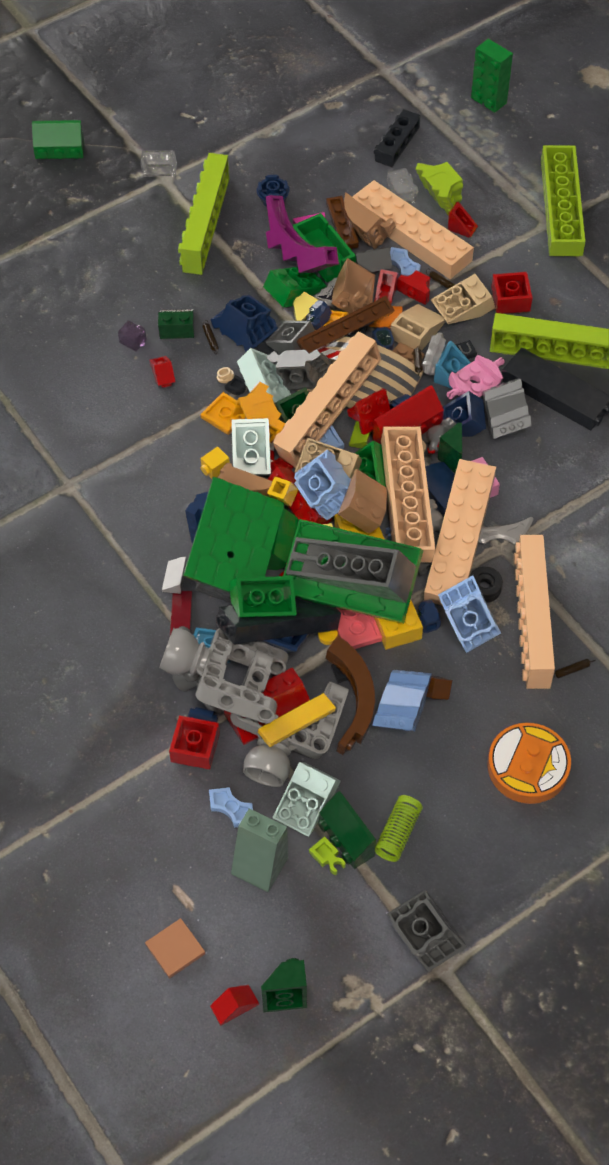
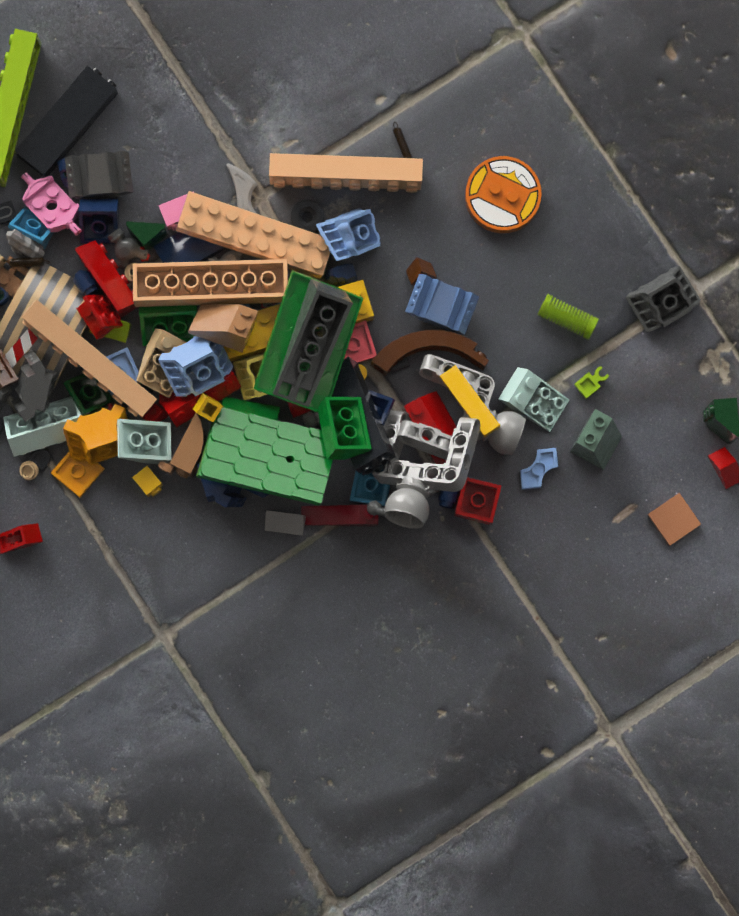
camera: 95 degrees left, 25 degrees up
(347, 831) = (572, 363): dark green slope -> none

